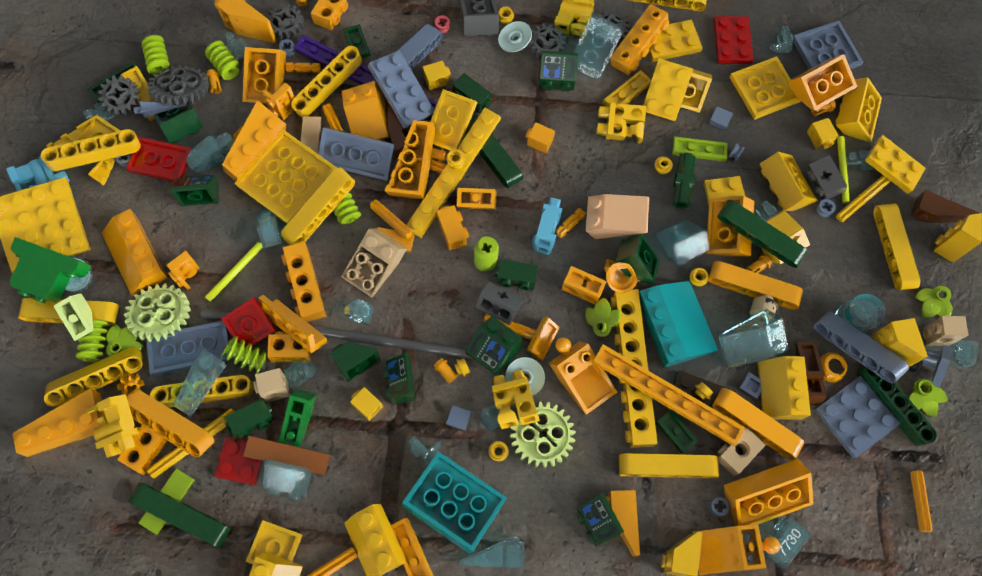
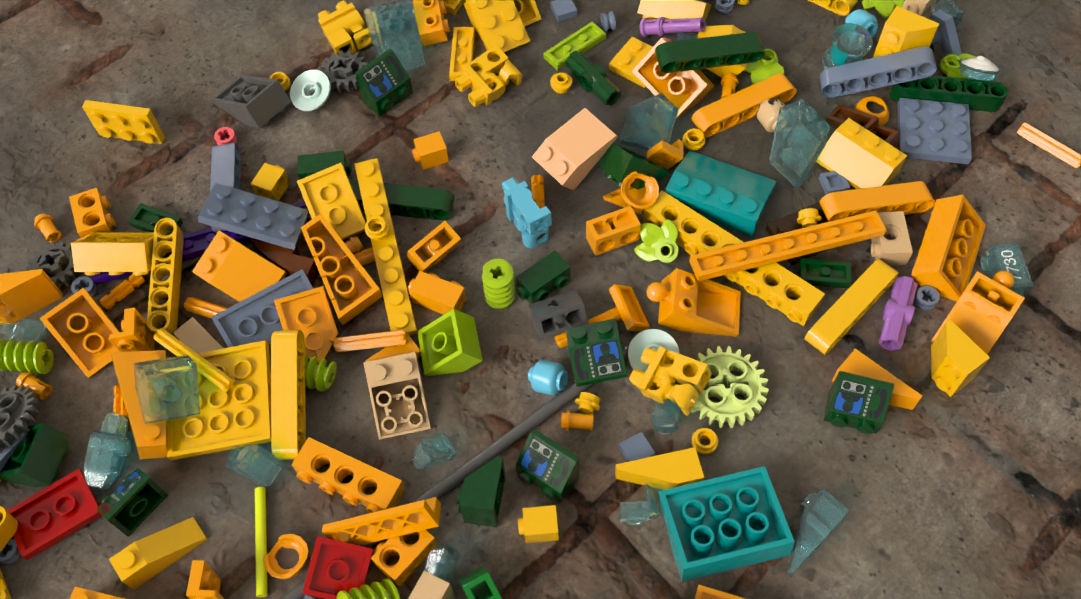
camera: 40 degrees left, 10 degrees down
(183, 228) = (156, 552): none -> yellow slope
(226, 290) = (287, 541): none -> light orange piece
(263, 147) = (167, 388): none -> clear light blue slope
(293, 143) = (203, 366): none -> yellow axle
(315, 41) = (113, 253): none -> yellow slope
(370, 177) = (312, 315): none -> light orange tile
(427, 262) = (449, 344): none -> lime slope
(456, 332) = (548, 377): none -> medium azure head
(461, 448) = (663, 470): none -> yellow slope
(669, 270) = (666, 154): none -> light orange bracket
(689, 497) = (898, 313): none -> medium lavender piece
(764, 188) = (663, 26): none -> medium lavender pin
(798, 276) = (764, 68): none -> lime plate
(896, 306) = (863, 19): none -> medium azure head
(933, 409) = (979, 68): none -> piece

